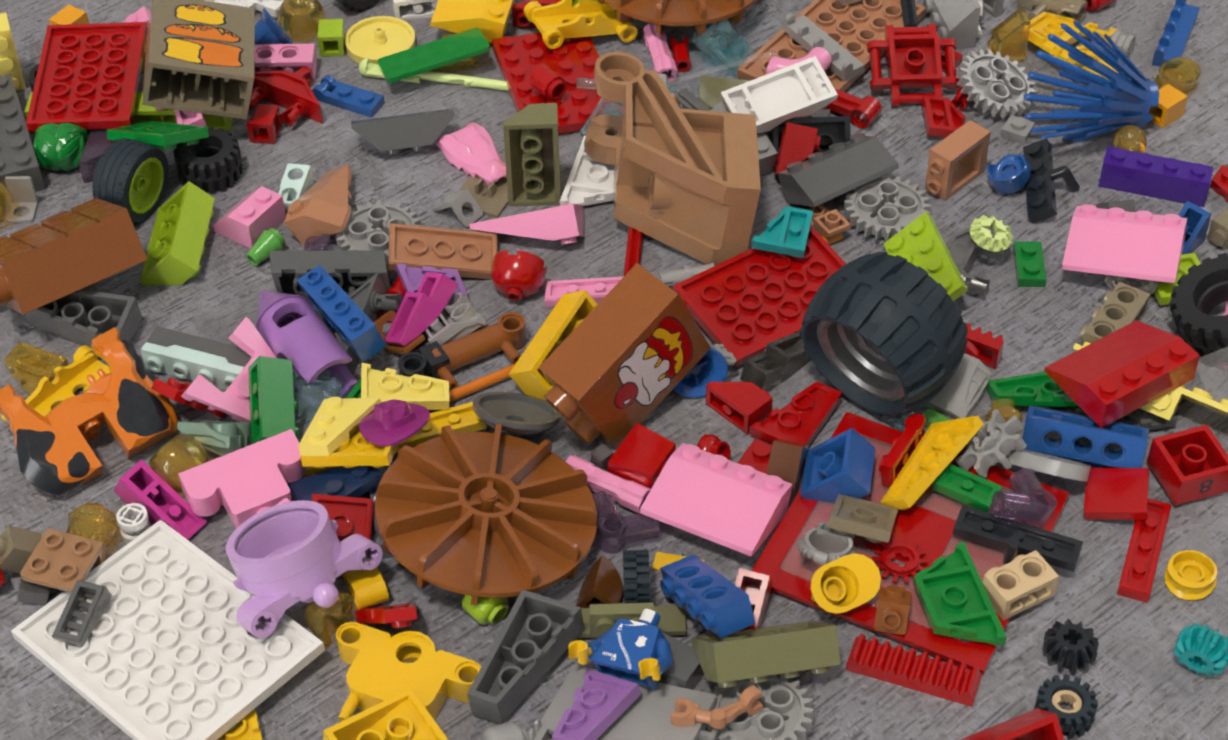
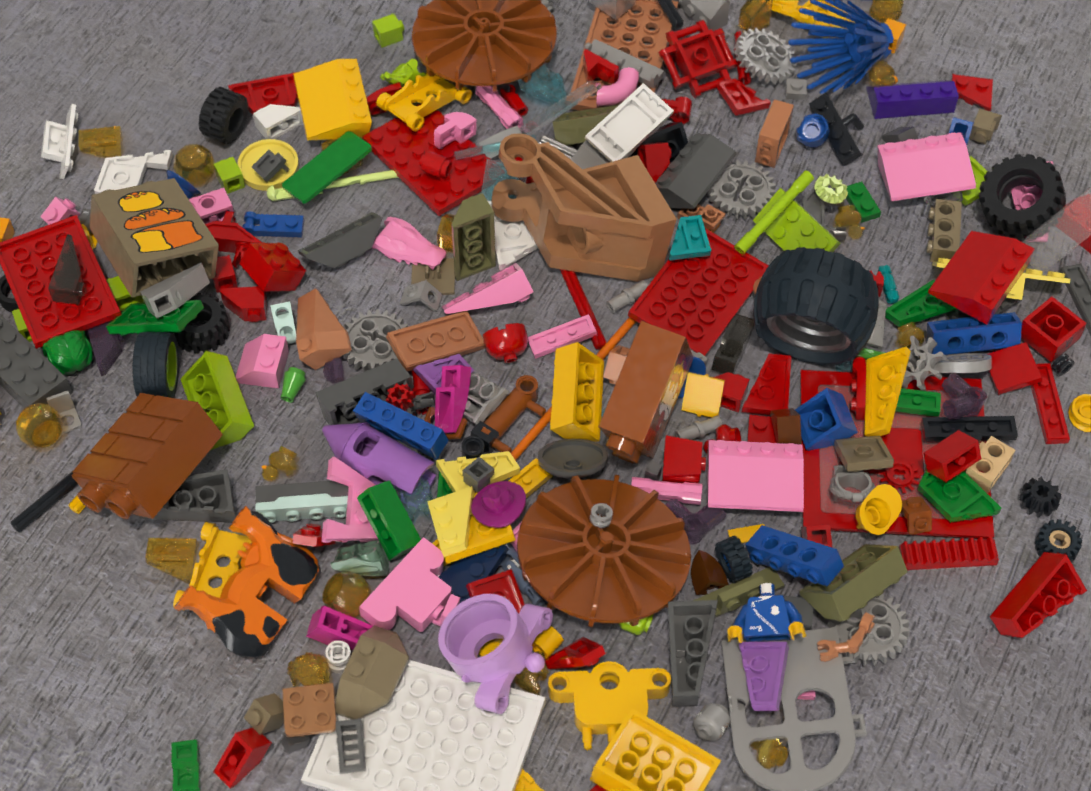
camera: 25 degrees left, 10 degrees up
(97, 69) = (67, 280): none -> clear smoke slope
(149, 545) = (371, 673): none -> dark tan wedge
(190, 111) = (175, 290): none -> light grey slope
(205, 313) = (282, 459): none -> clear yellow animal
(270, 156) = (246, 302): none -> red slope
(314, 128) = (272, 266): none -> red brick
(358, 285) = (406, 396): none -> red gear
(375, 36) = (269, 165): none -> dark grey bracket
(393, 385) = (477, 474): none -> dark grey piece
(497, 475) = (603, 509): none -> light grey bush
(585, 55) = (457, 127): none -> bright pink brick
(684, 433) = (699, 429): none -> light grey pin
(708, 397) = (702, 395): none -> yellow piece
(789, 41) = (599, 67): none -> red slope
(942, 214) = (797, 187): none -> lime piece
(969, 552) = (952, 455): none -> red brick
(1002, 273) = (849, 217): none -> clear yellow animal
(1011, 356) = (889, 285): none -> teal axle
(1186, 510) = (1062, 364): none -> black bush

